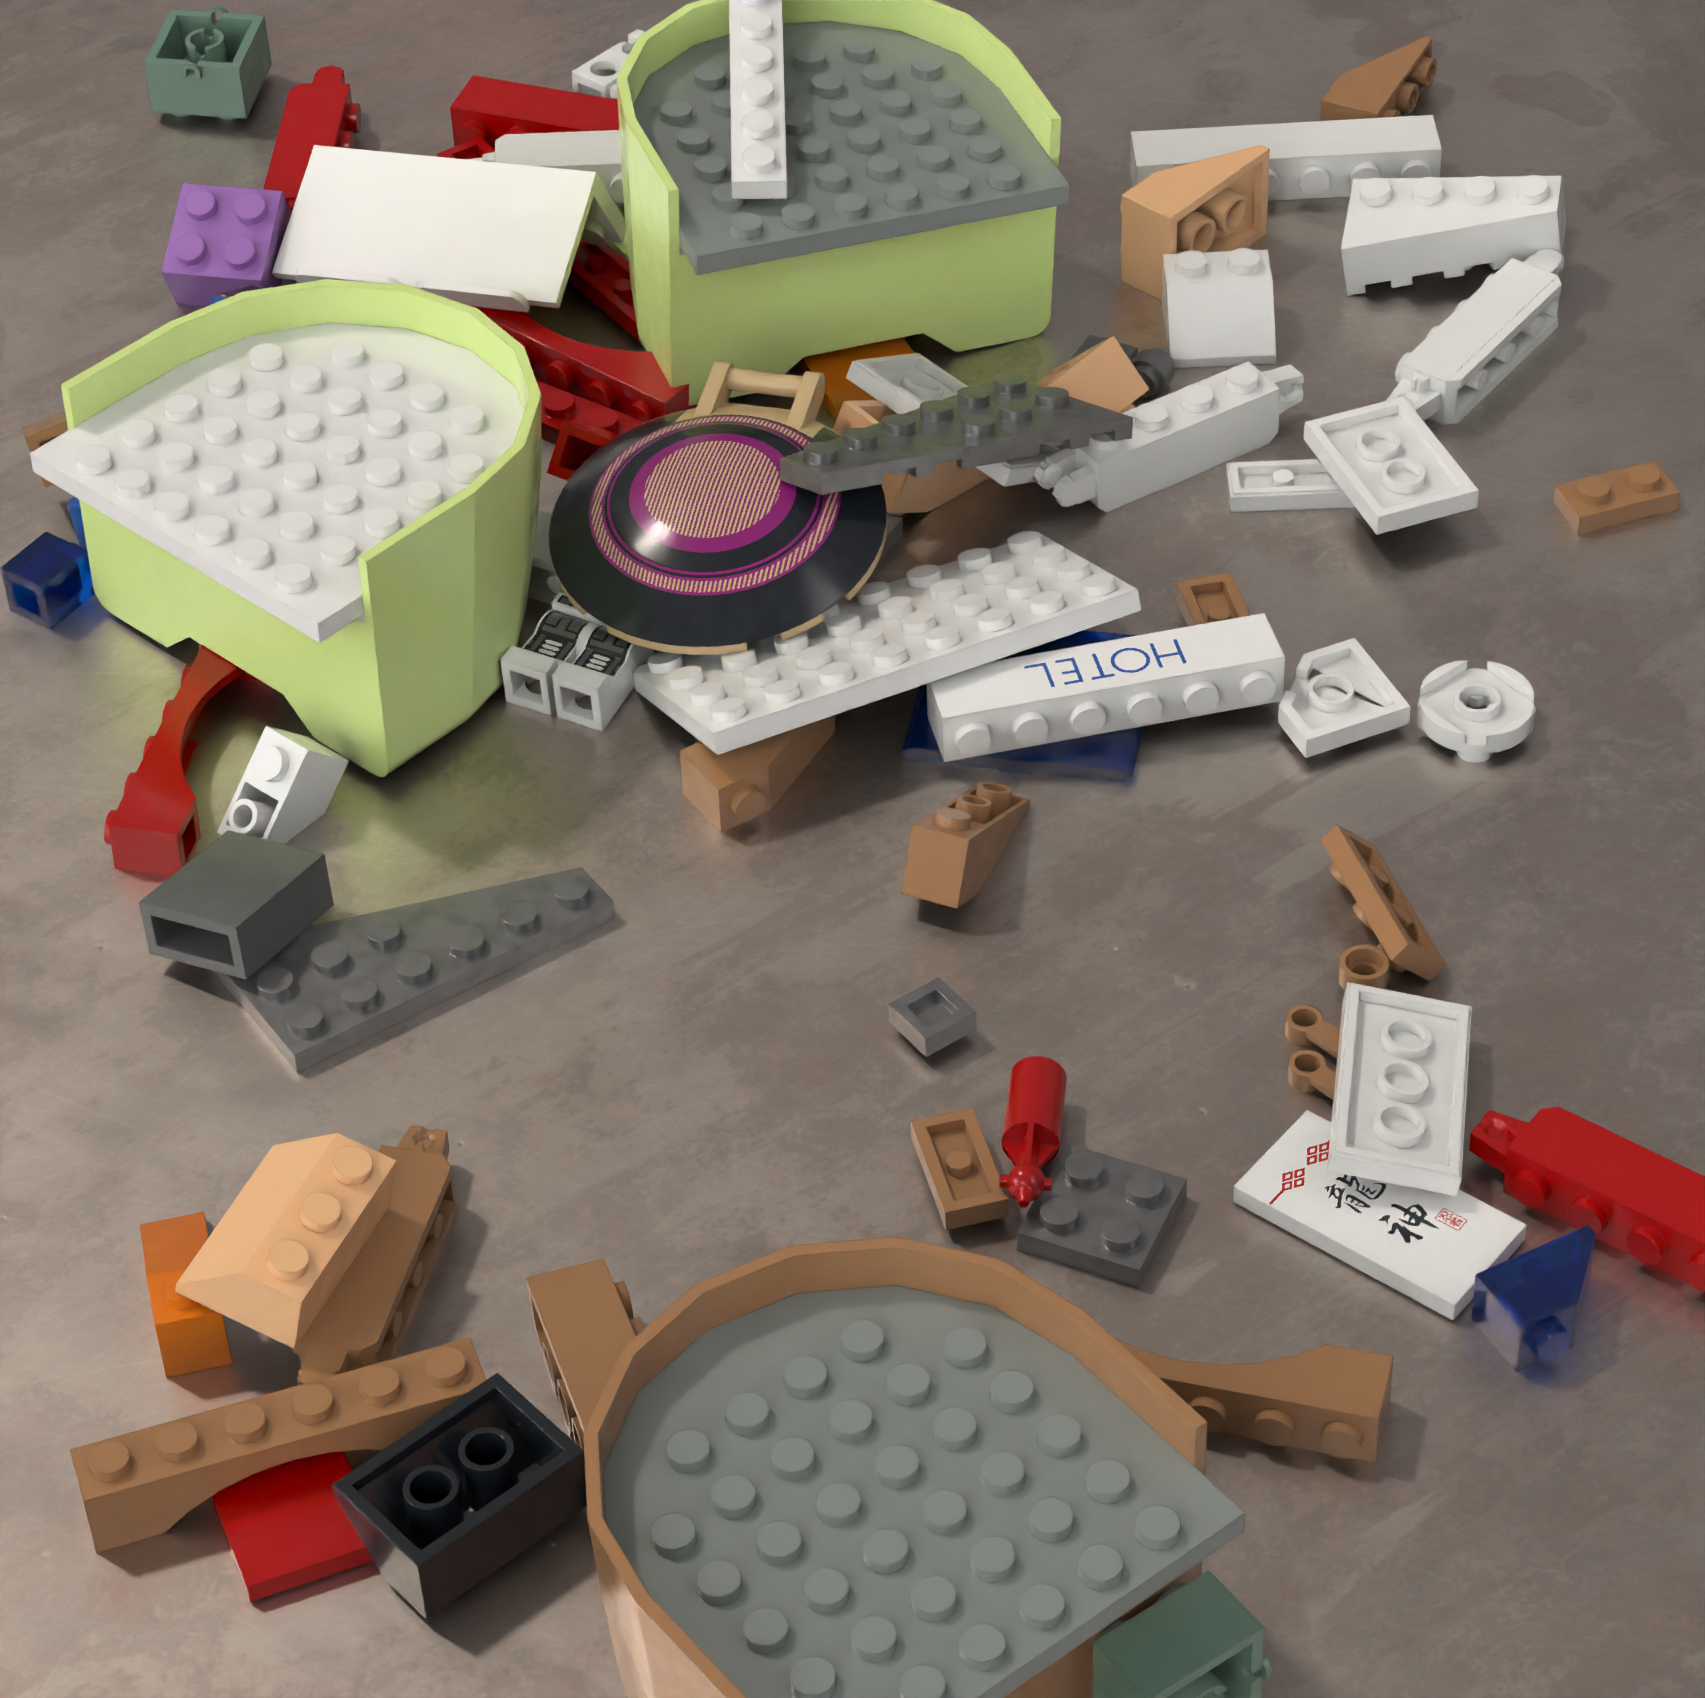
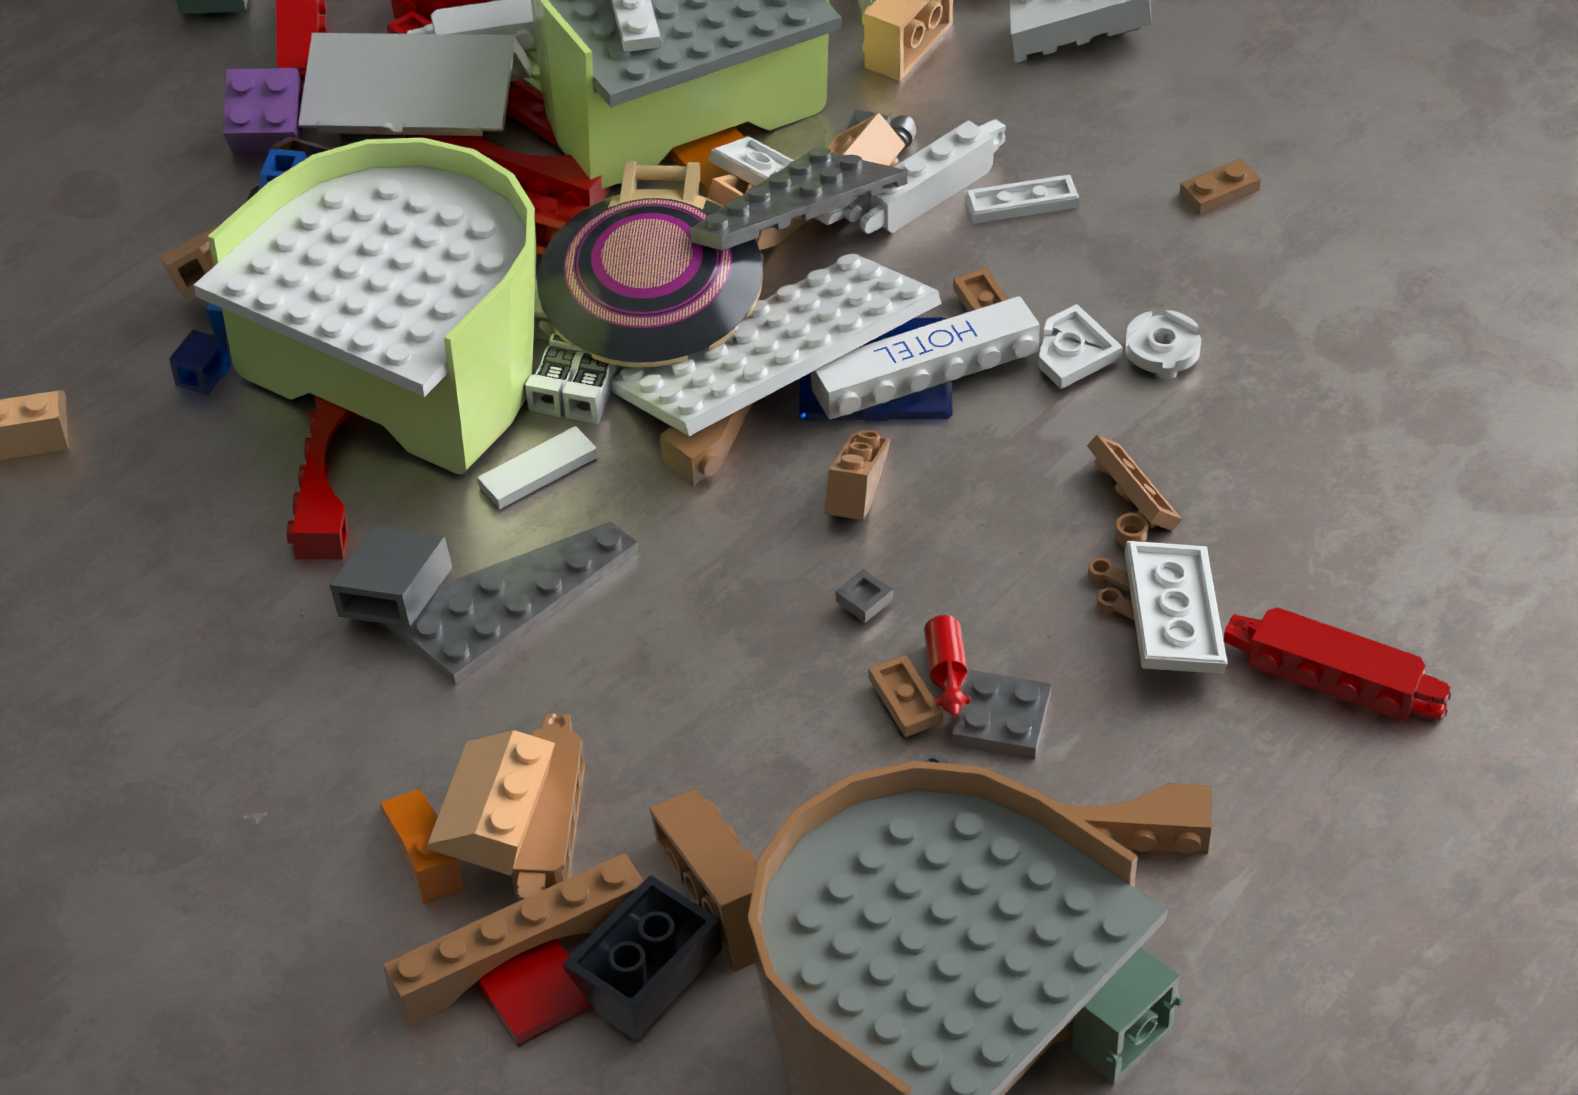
camera: 10 degrees left, 5 degrees up
(283, 787) = (399, 491): white slope -> none
(496, 780) = (537, 467): none -> white tile
(1219, 308) = (936, 82): white slope -> none
(1390, 465) = (1074, 182): white plate -> none
(1395, 1233) = (1197, 704): white tile -> none
(1482, 339) = (1110, 88): white hinge -> none
(1536, 1299) = (1287, 735): clear blue slope -> none

